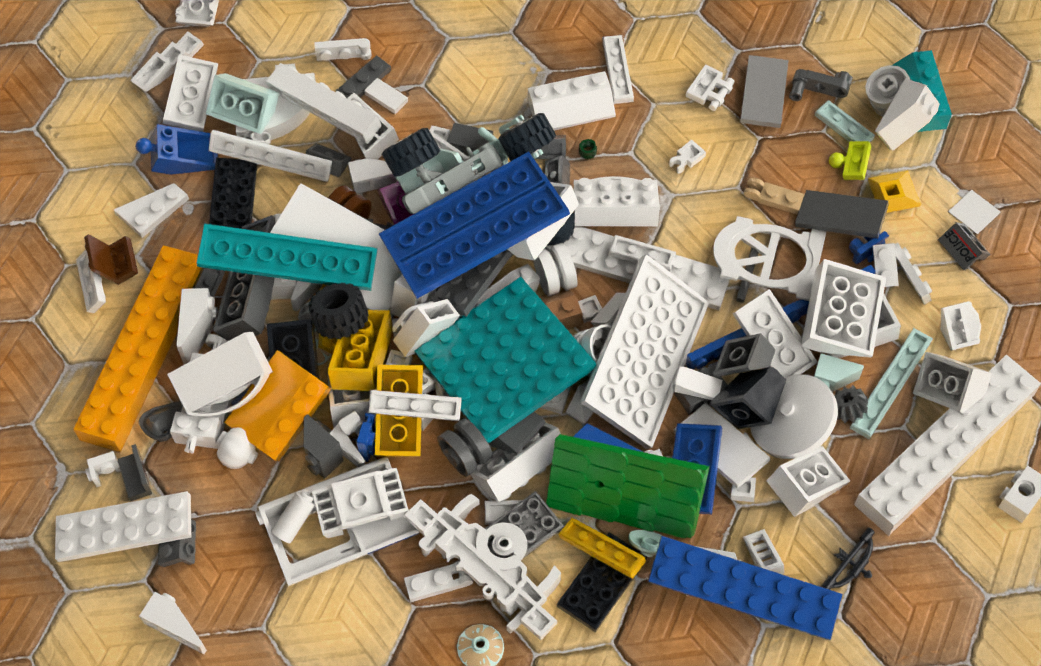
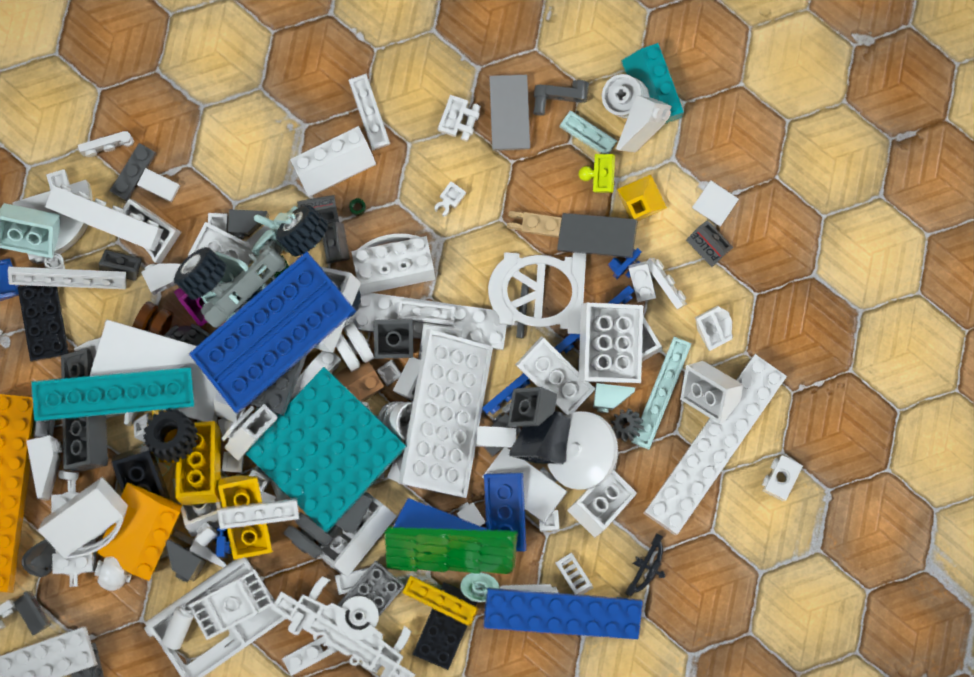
camera: 15 degrees left, 20 degrees up
(602, 268) = (393, 338): none -> dark grey slope

